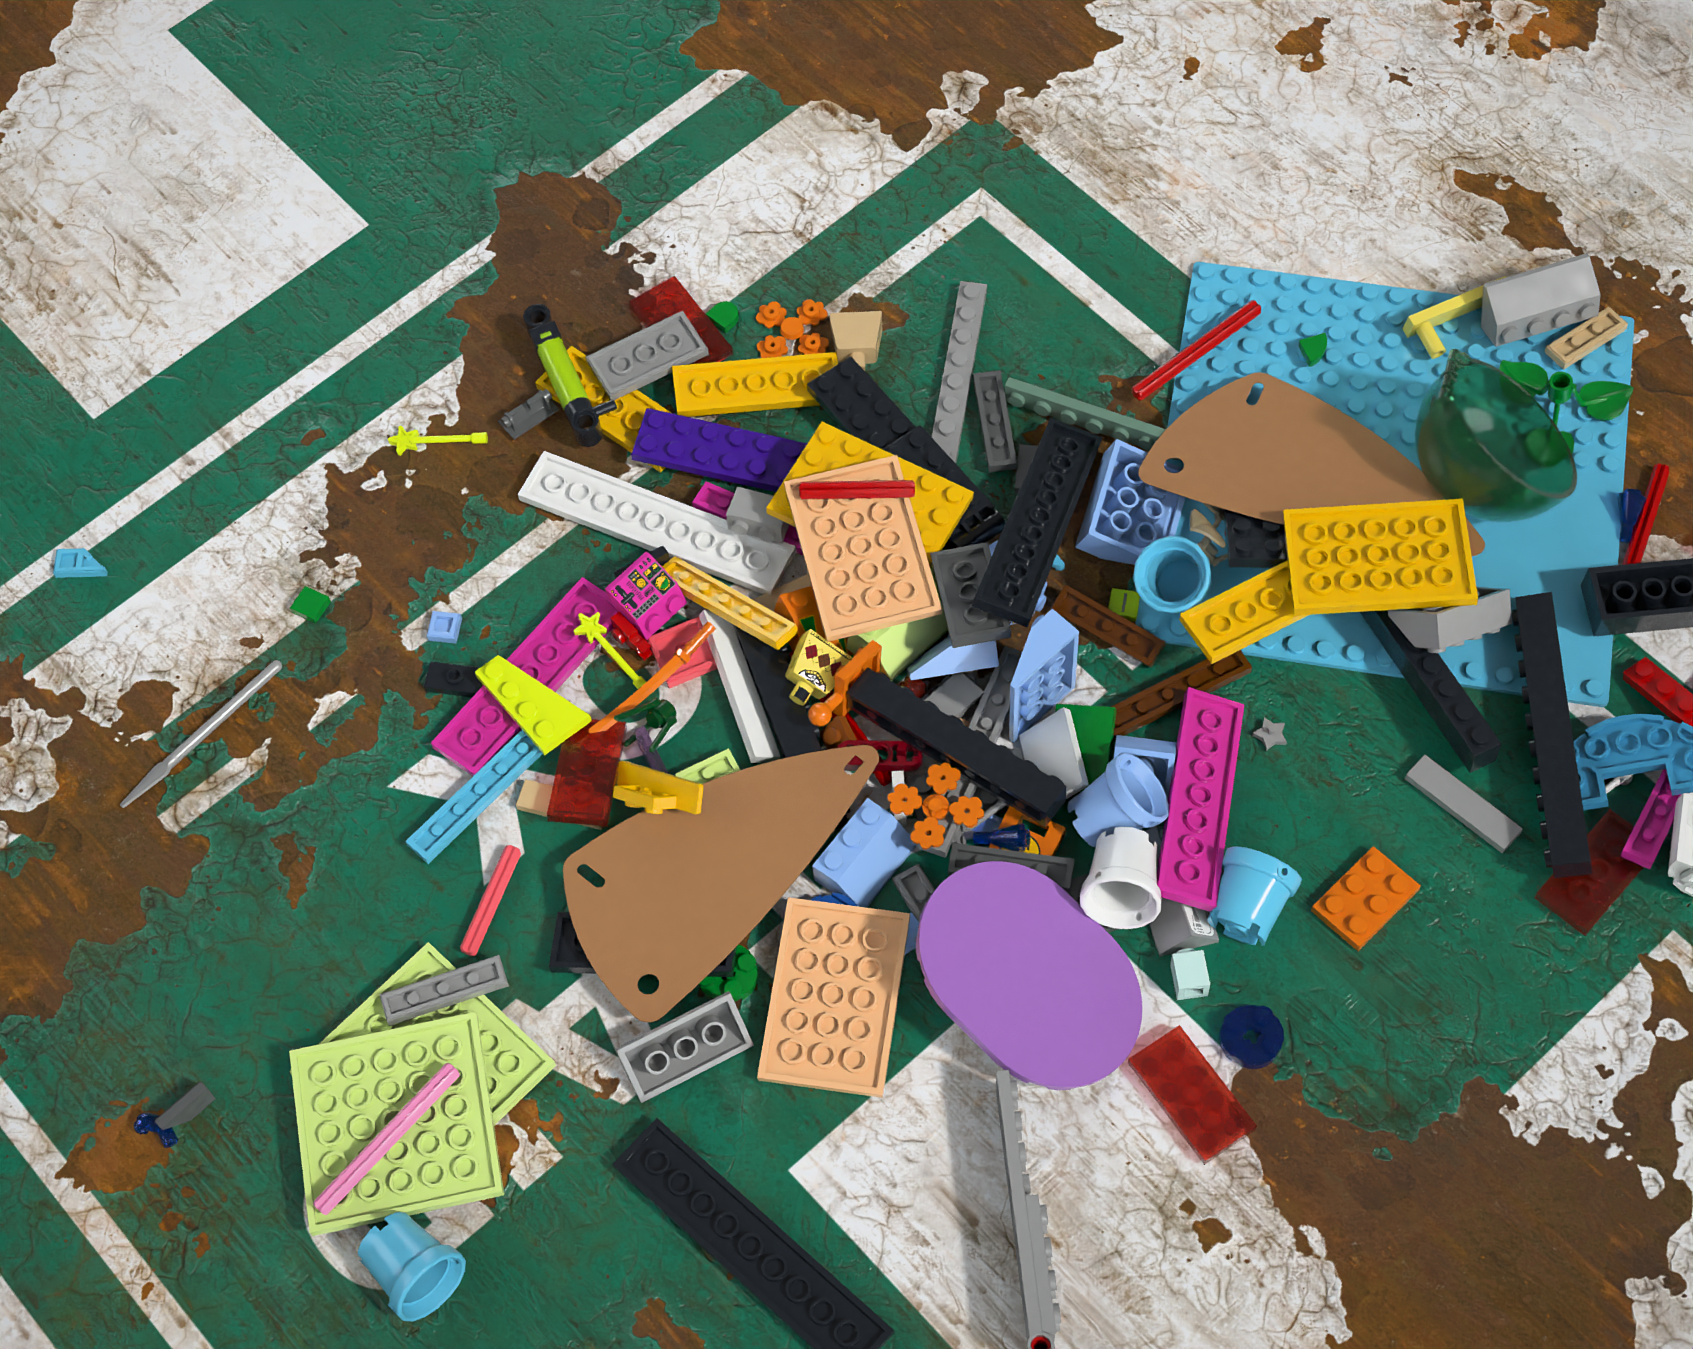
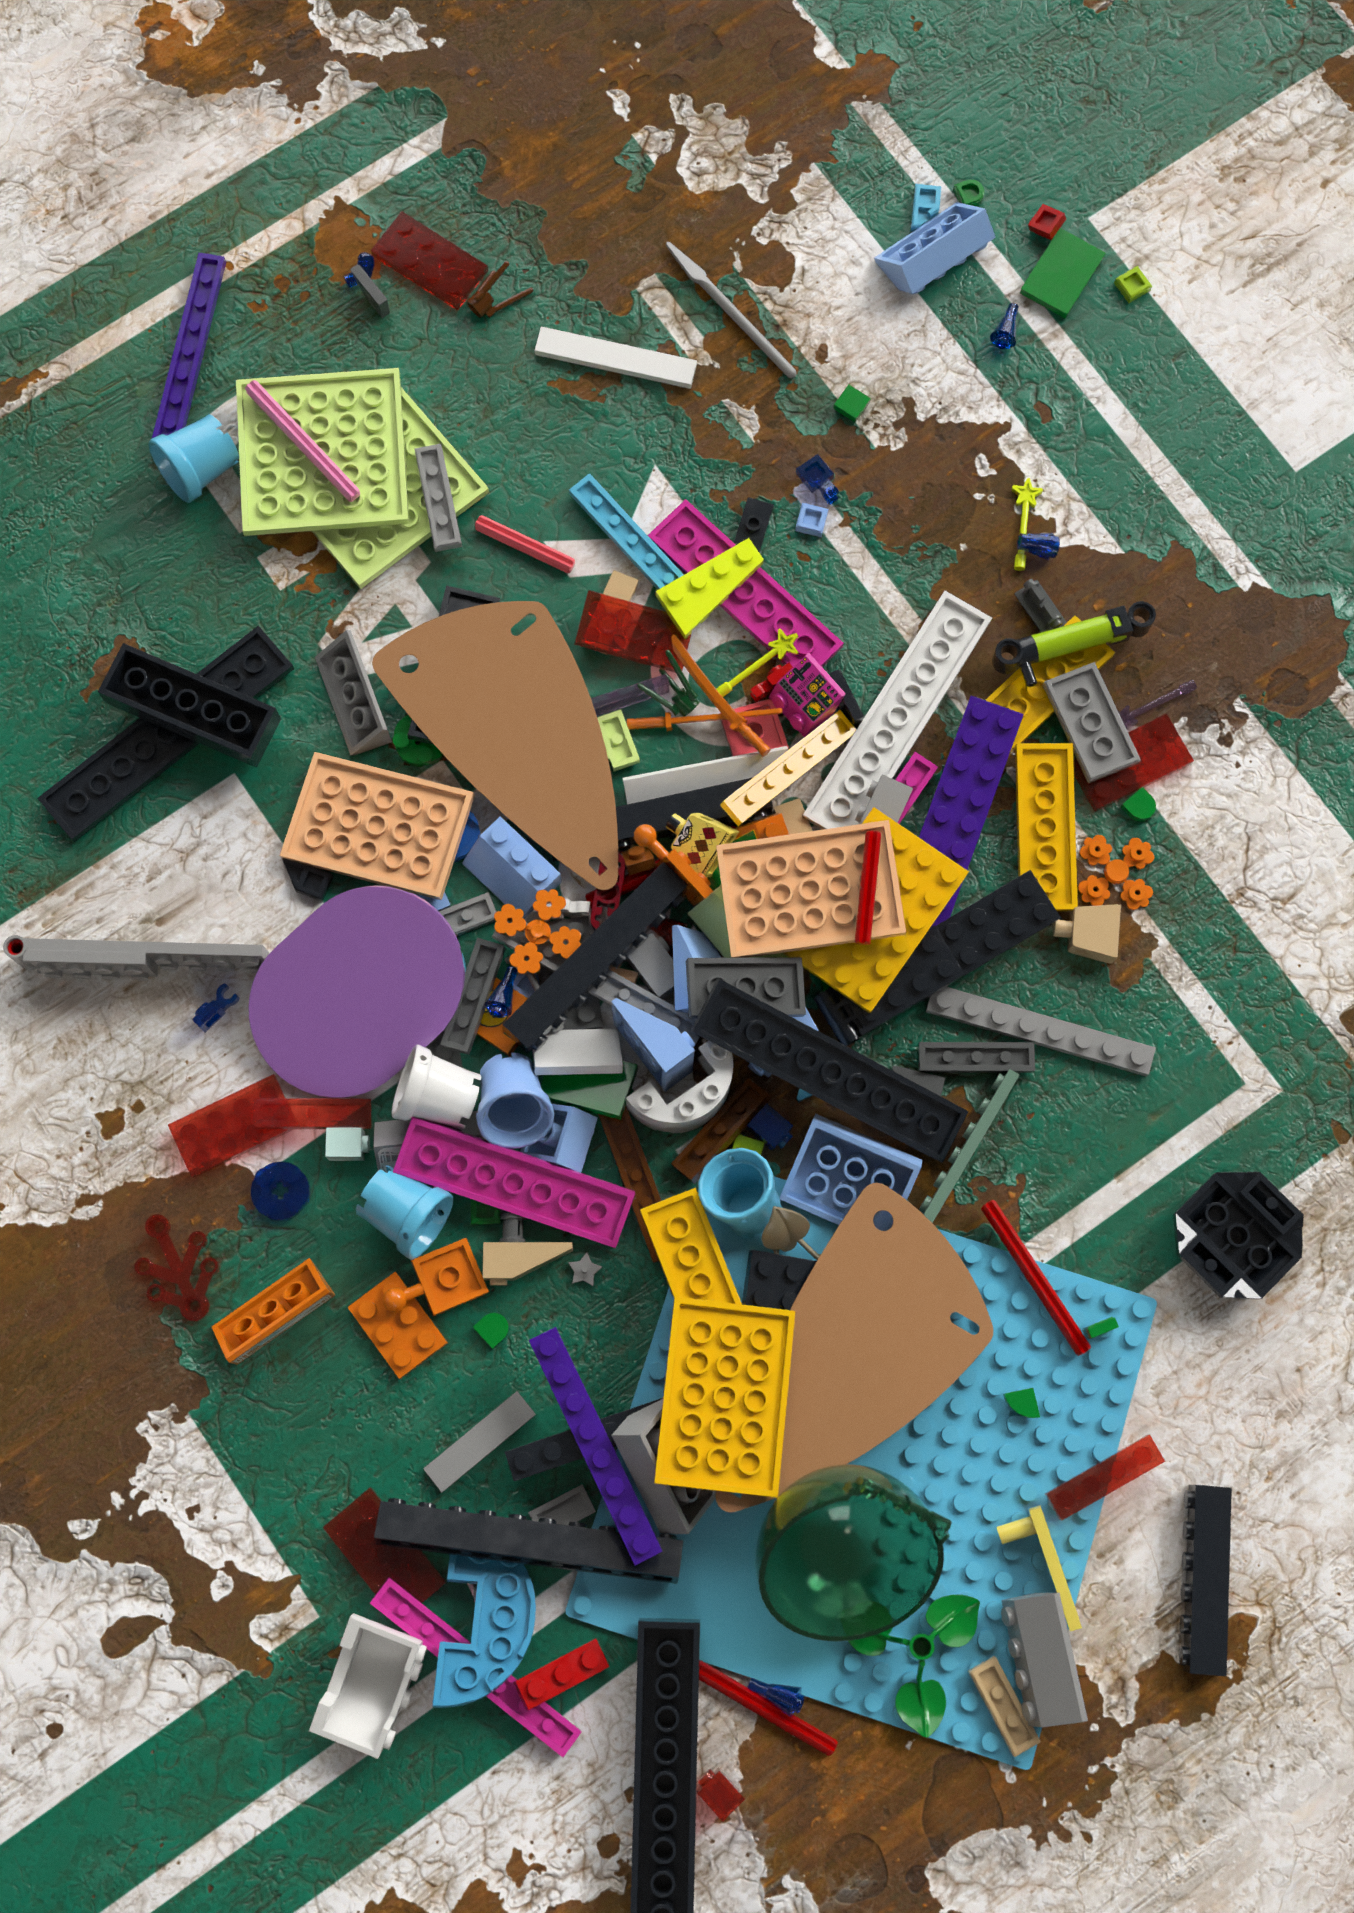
camera: 90 degrees right, 15 degrees up
(65, 524) = (969, 192): none -> green tile
(101, 448) = (1047, 221): none -> red plate
(129, 544) = (936, 247): none -> light blue slope
(142, 1054) = (429, 260): none -> clear red plate
(157, 432) = (1062, 273): none -> green tile
(170, 371) = (1133, 284): none -> lime tile
(197, 986) = (481, 301): none -> reddish brown plant
(228, 473) = (1005, 333): none -> clear blue cone
(262, 840) = (615, 357): none -> white tile
(266, 1309) = (190, 344): none -> dark purple plate
(397, 625) = (816, 476): none -> clear blue plate
(461, 416) = (1039, 544): none -> clear blue cone
(601, 291) = (1128, 717): none -> piece
(656, 790) = (592, 681): yellow bracket -> none
(681, 731) = (668, 720): none -> orange sword
(722, 1211) = (189, 705): none -> black brick
(903, 1066) = (308, 880): none -> black tile
(1071, 1138) = (211, 1012): none -> clear blue plate
(1097, 581) = (770, 1128): none -> clear blue brick
(1097, 645) = (694, 1106): none -> white cylinder
(1125, 196) = (1268, 1230): none -> black piece
(1165, 1012) = (311, 1113): none -> clear red tile
(1233, 292) = (1100, 1328): none -> green tile
(1235, 833) = (484, 1214): none -> green tile
(1246, 801) = (512, 1228): none -> dark grey bush
(1275, 789) = (515, 1259): none -> tan slope
(1315, 856) = (445, 1278): none -> orange plate
(1349, 808) = (492, 1329): none -> green tile
(1360, 1125) = (179, 1272): none -> clear red plant
(1366, 279) = (1104, 1477): none -> clear red plate
(1383, 1018) = (272, 1312): none -> orange slope
(1433, 201) = (1206, 1580): none -> black brick
(1448, 673) = (595, 1446): none -> dark purple plate
(1508, 719) = (566, 1508): none -> light grey tile

